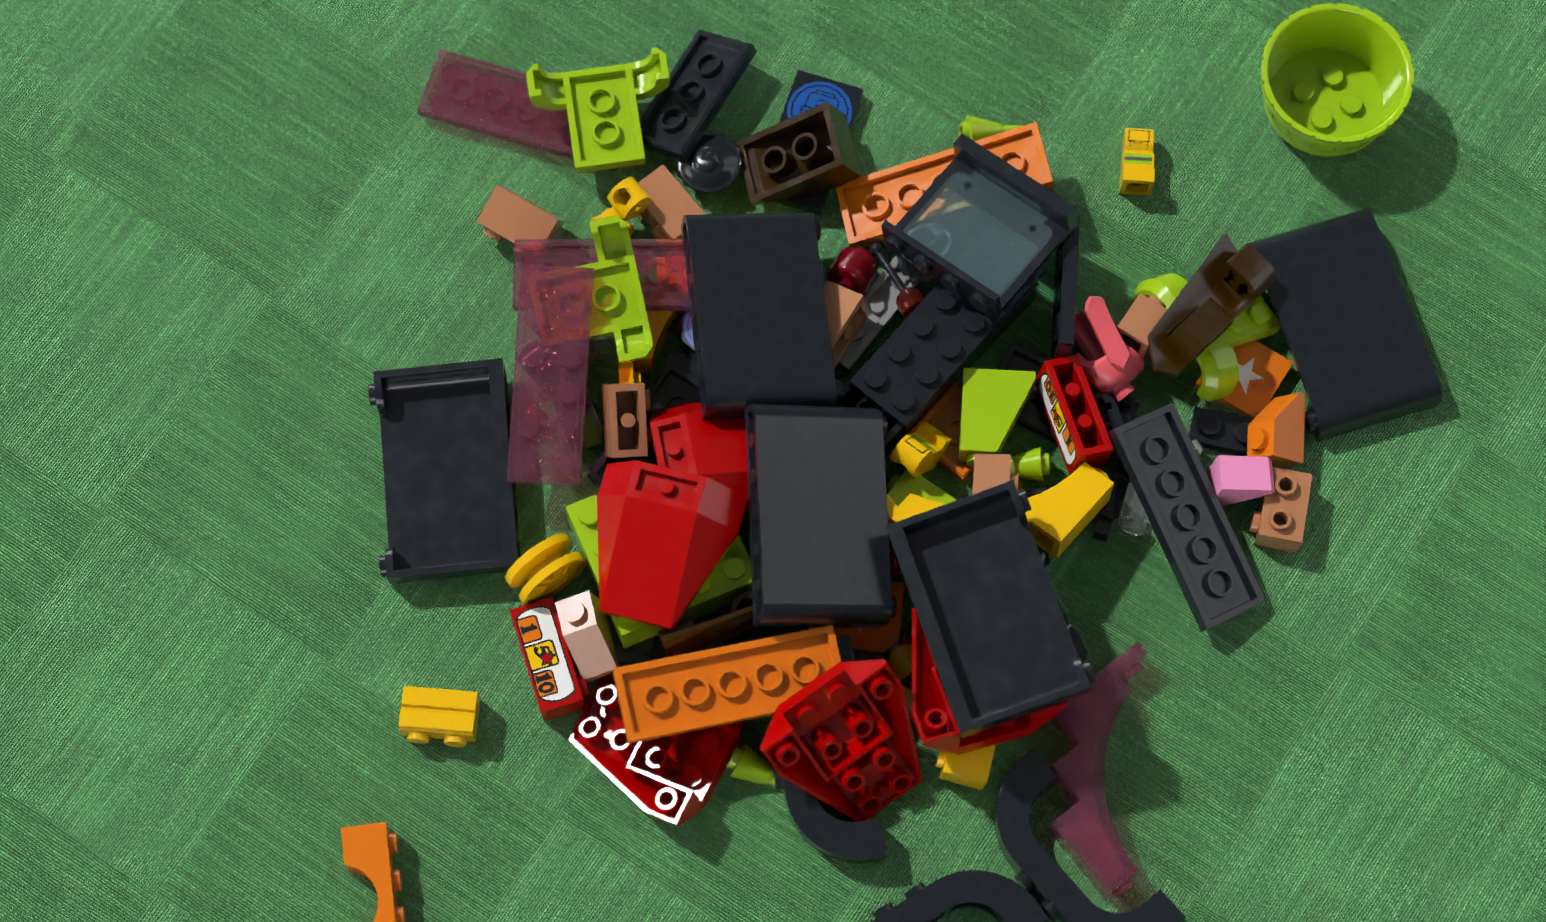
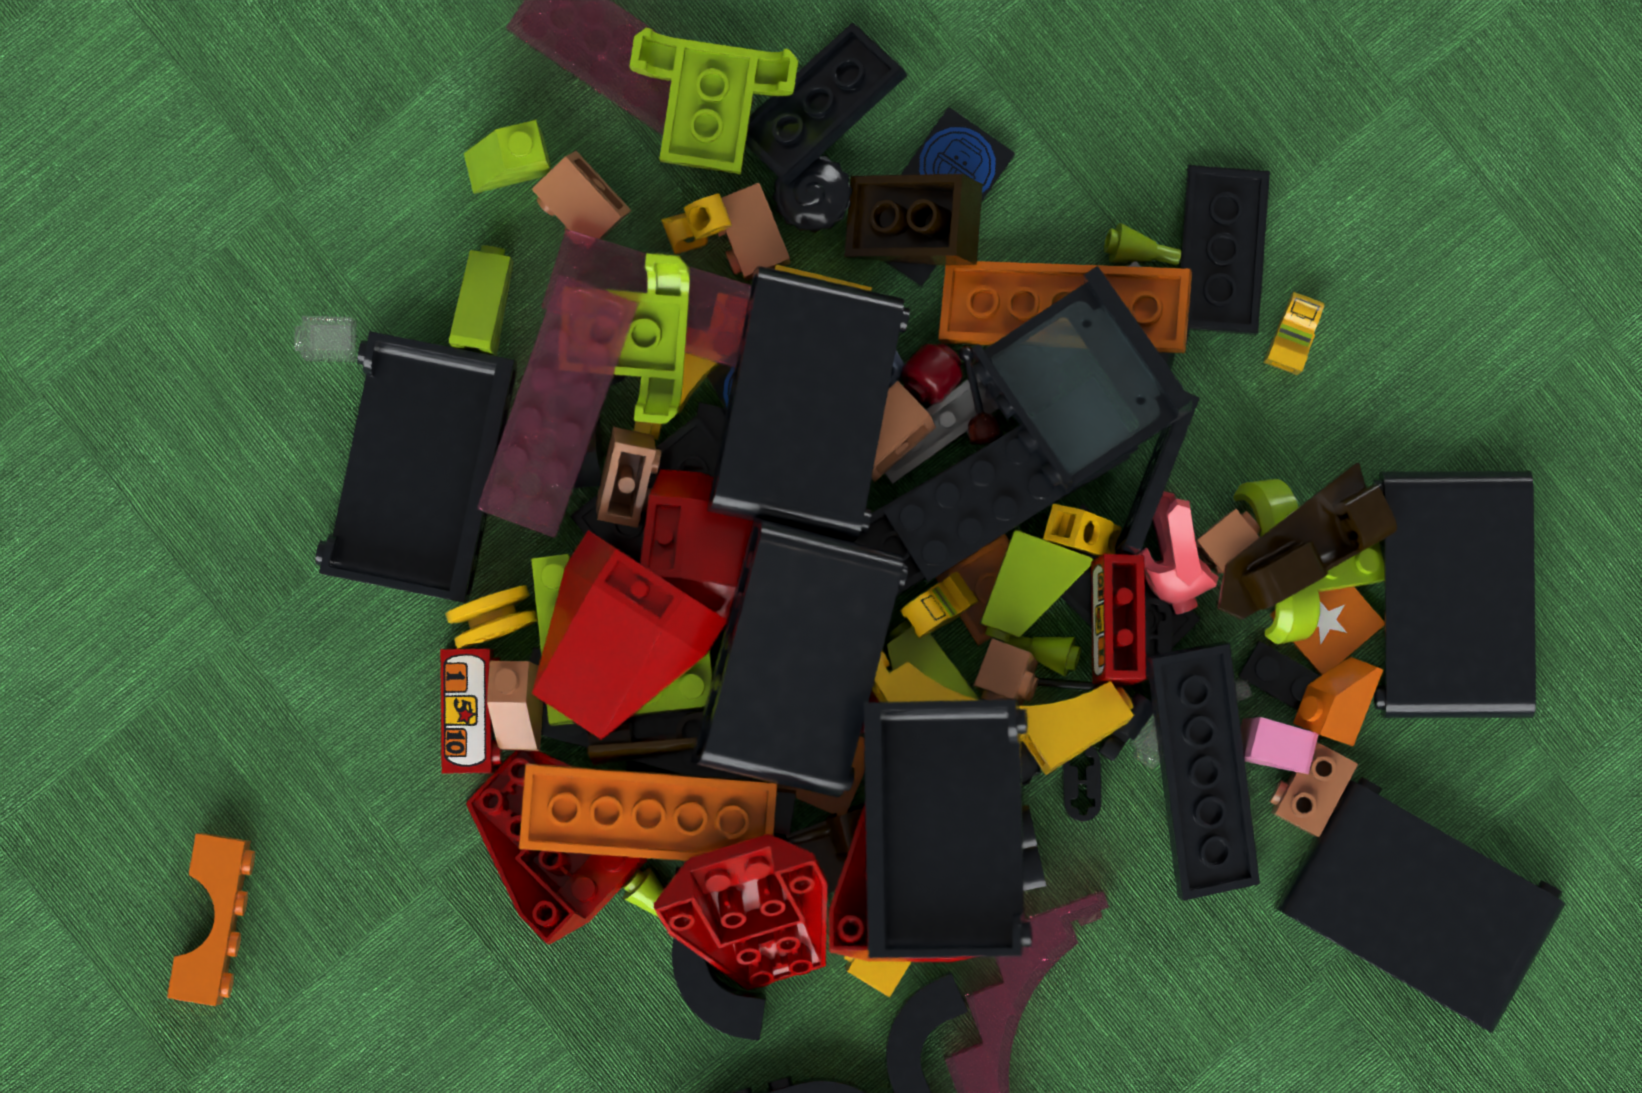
camera: 20 degrees right, 15 degrees up
(338, 392) = (326, 338): none -> clear brick
(439, 715) = (334, 737): yellow brick -> none
(449, 202) = (508, 157): none -> lime slope
(461, 321) = (482, 301): none -> lime slope
(1017, 351) = (1081, 530): none -> yellow leg
(1053, 94) = (1225, 246): none -> black tile
(1095, 562) = (1092, 786): none -> black beam
(1335, 78) = (1547, 316): lime piece -> none
(1406, 578) = (1421, 905): none -> black windscreen

